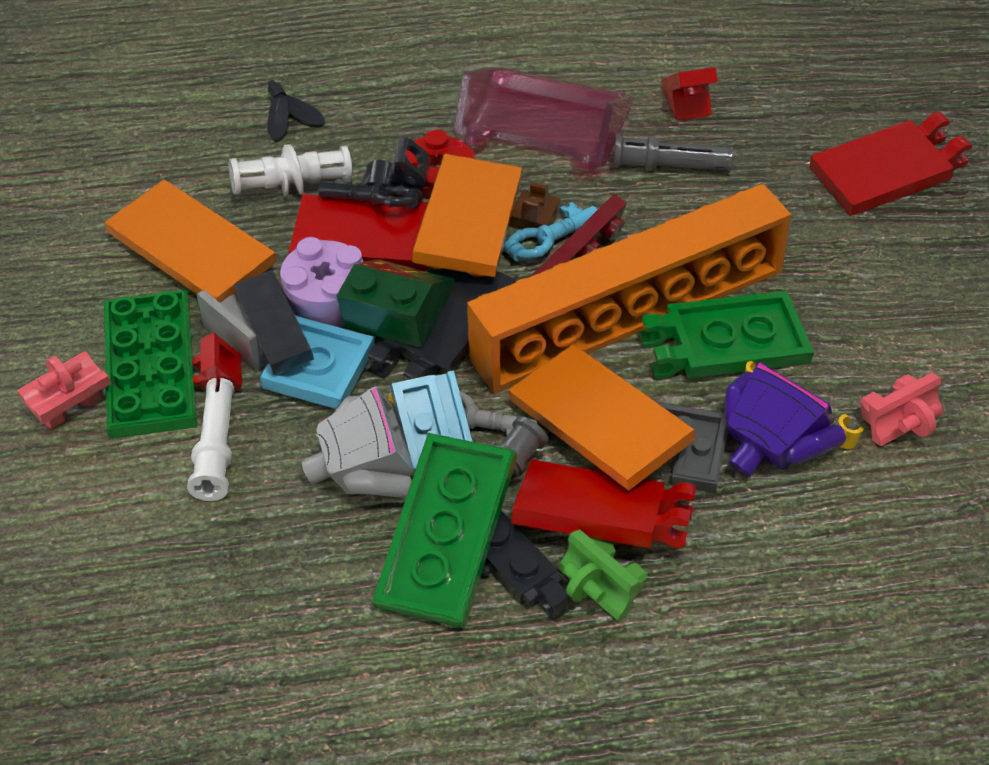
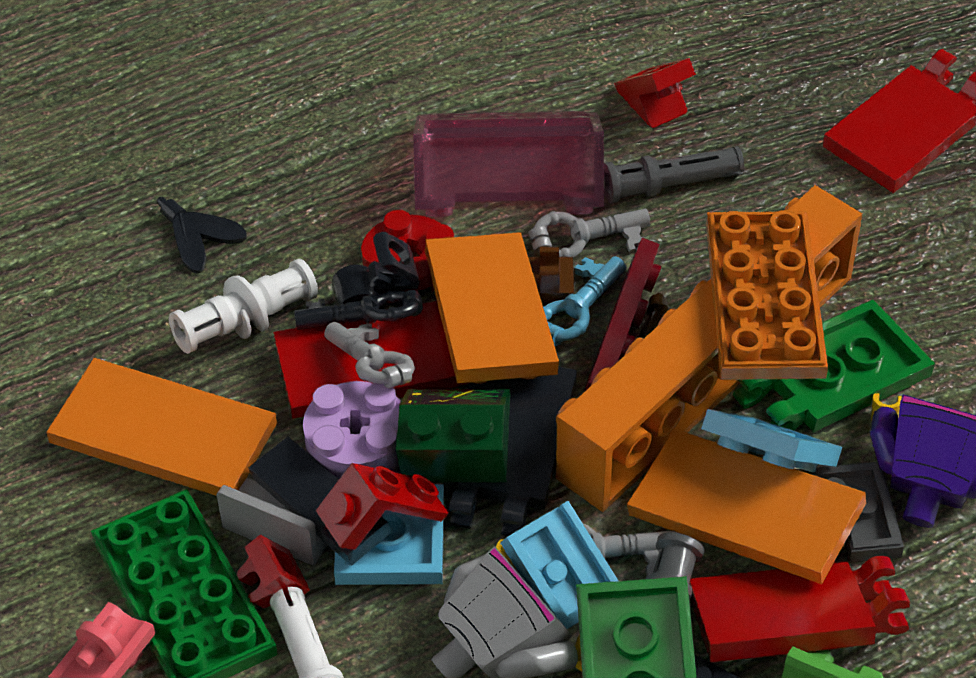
camera: 20 degrees left, 0 degrees up
(302, 319) = (367, 493): none -> red bracket
(357, 231) = (371, 356): none -> light grey piece
(578, 181) = (581, 231): none -> light grey piece
(639, 371) = (775, 443): none -> medium azure plate
(676, 255) = (765, 296): none -> orange tile

